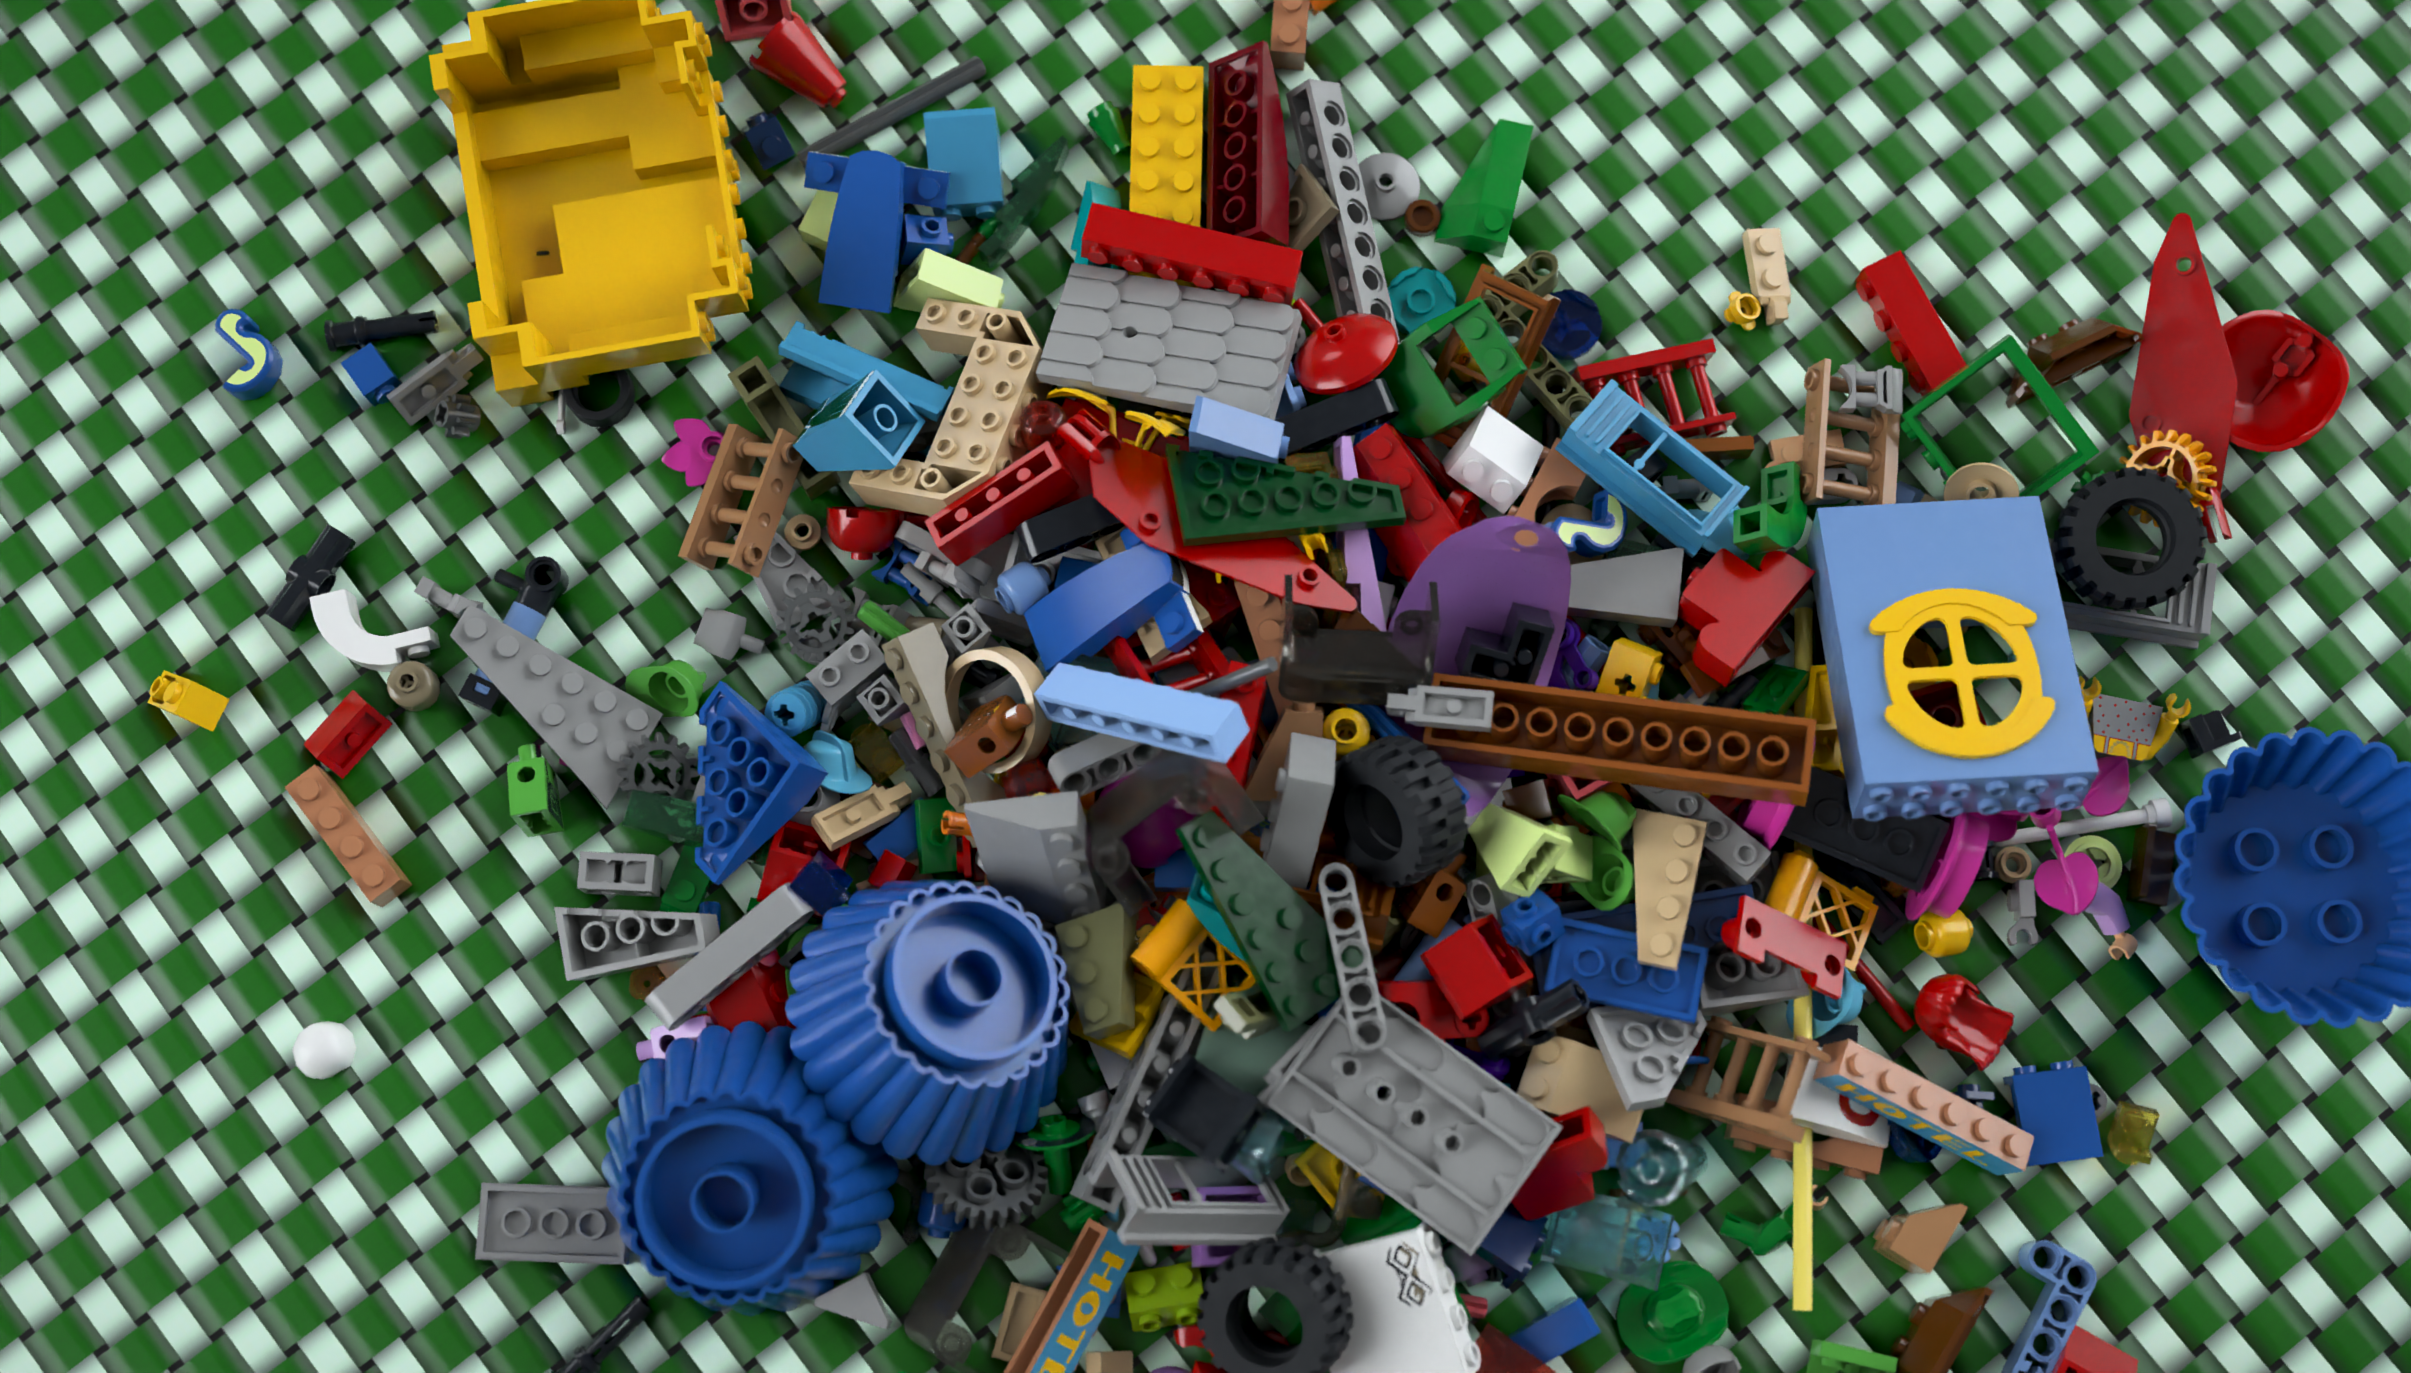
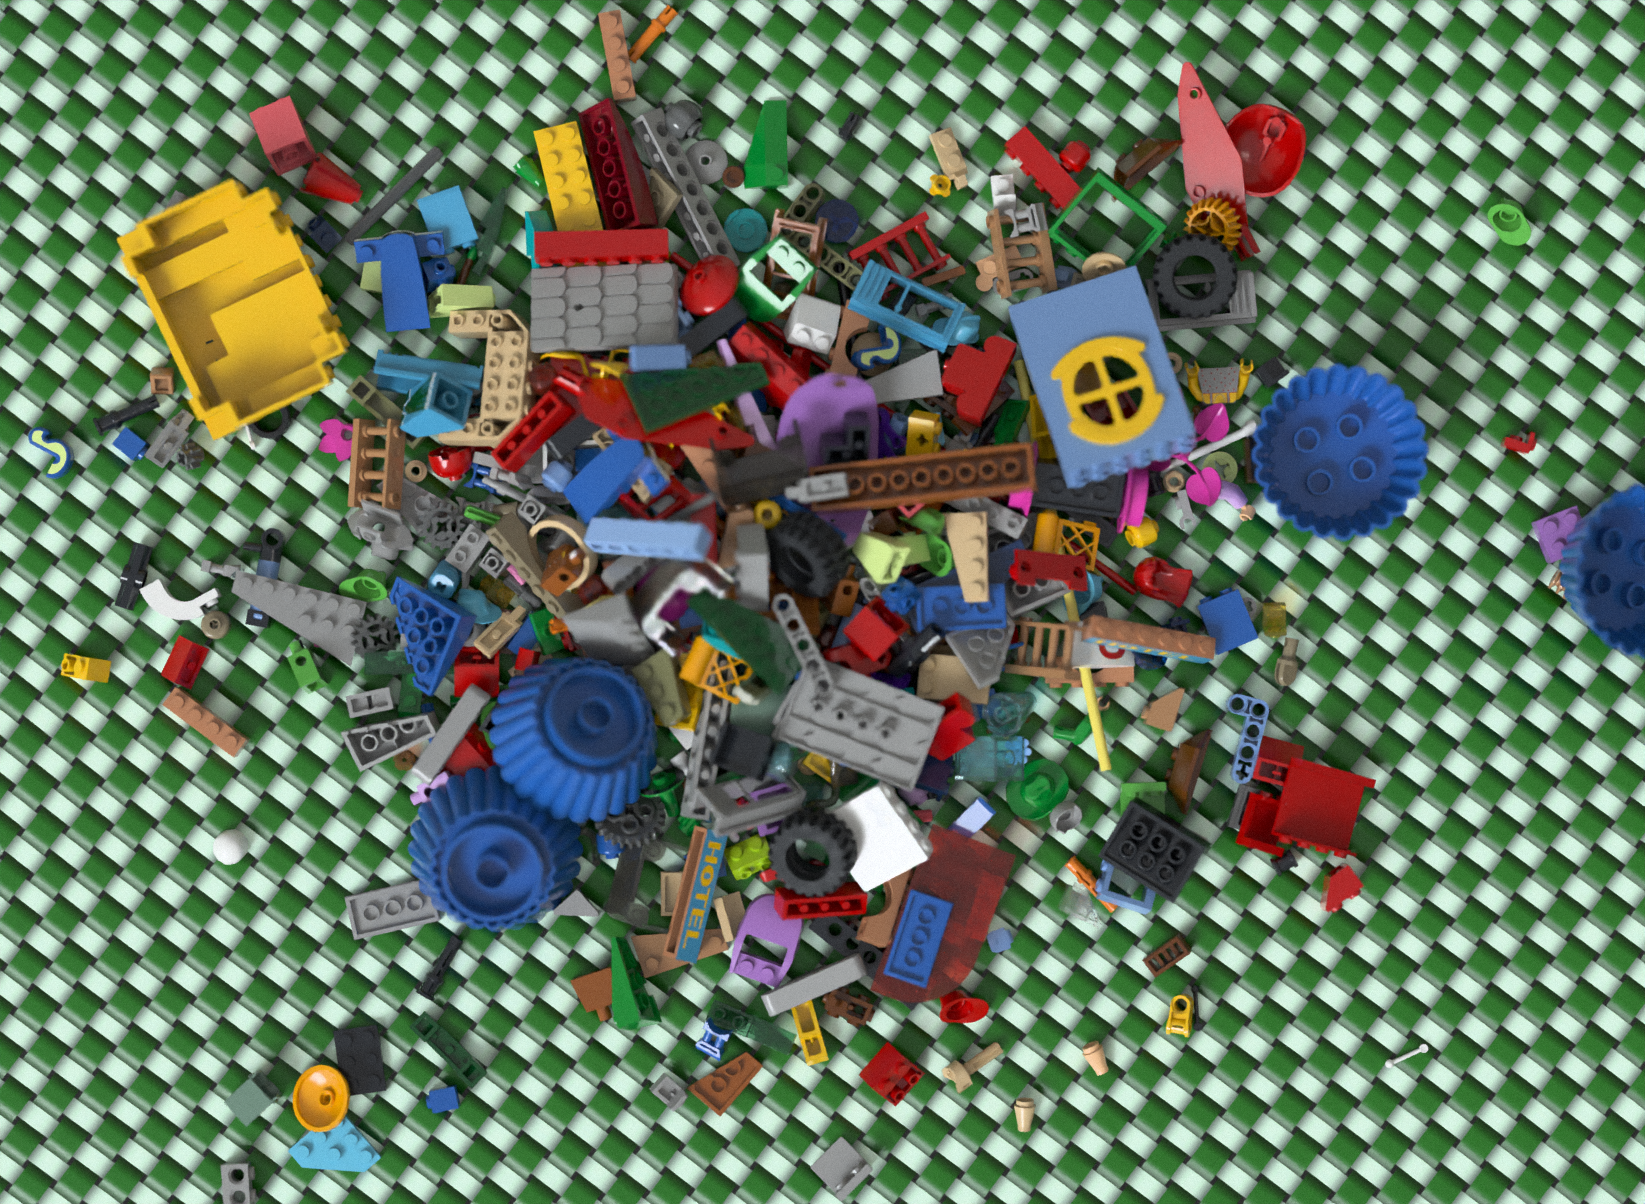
camera: 15 degrees left, 10 degrees up
(452, 294) = (162, 380): none -> medium nougat slope
(739, 617) = (395, 533): none -> light grey piece
(822, 883) = (490, 678): clear blue brick -> none
(1369, 111) = (683, 119): none -> dark grey plant
(1615, 194) = (849, 126): none -> black pin
(1779, 517) = (990, 314): green arch -> none
(1839, 343) = (1003, 193): none -> white slope
(1967, 318) = (1075, 156): none -> red head
(2138, 1214) = (1287, 665): none -> dark tan arm

